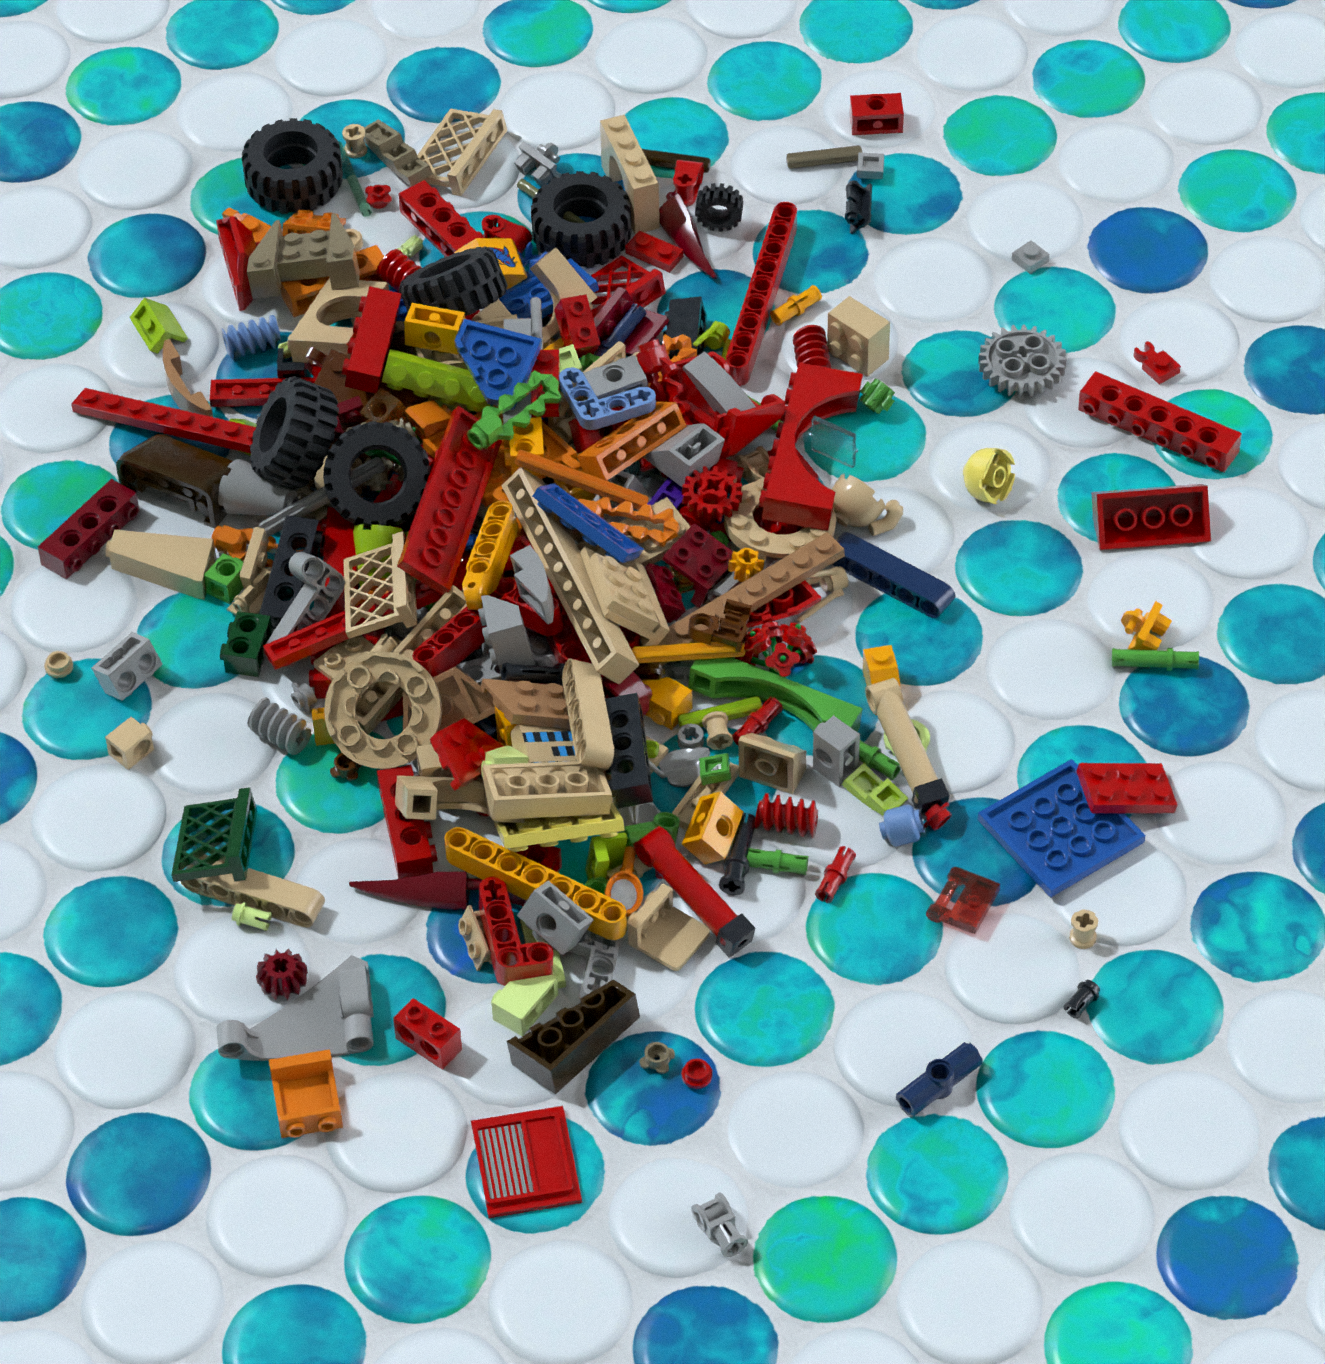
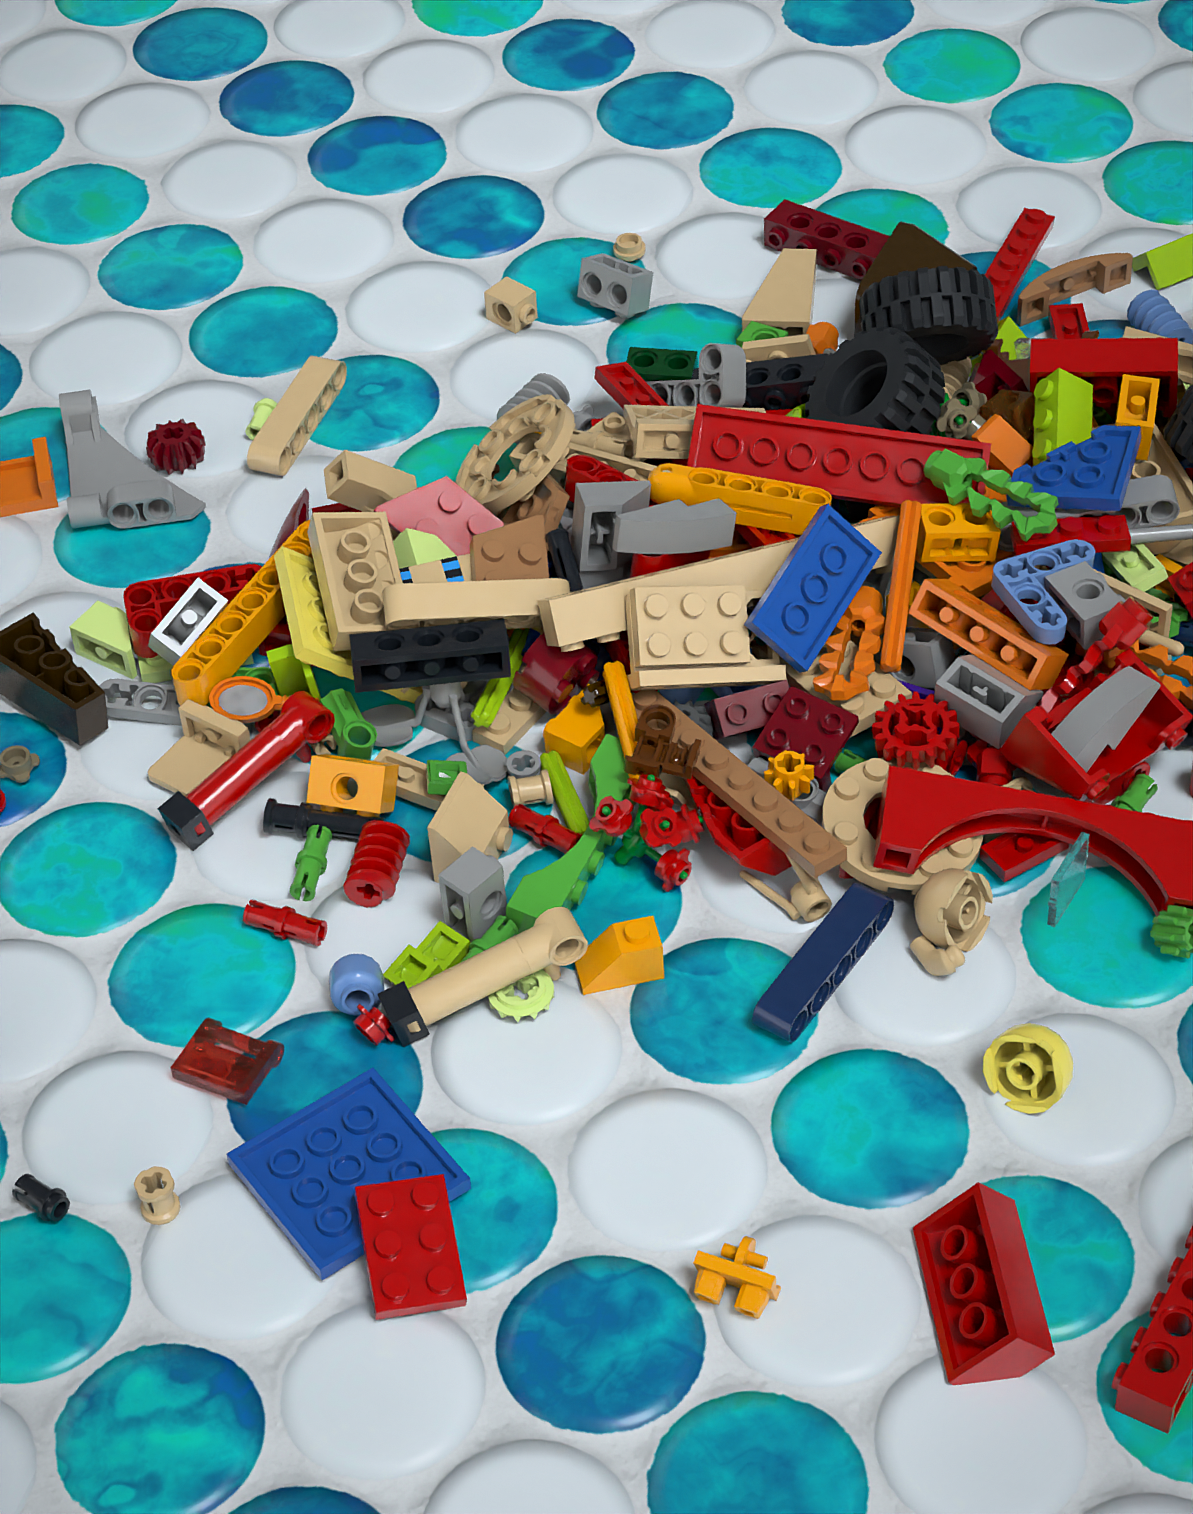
camera: 90 degrees right, 5 degrees down
(237, 838) = (355, 384): dark green fence -> none
(427, 1033) = (73, 562): red brick -> none
(1155, 658) = (678, 1309): bright green pin -> none

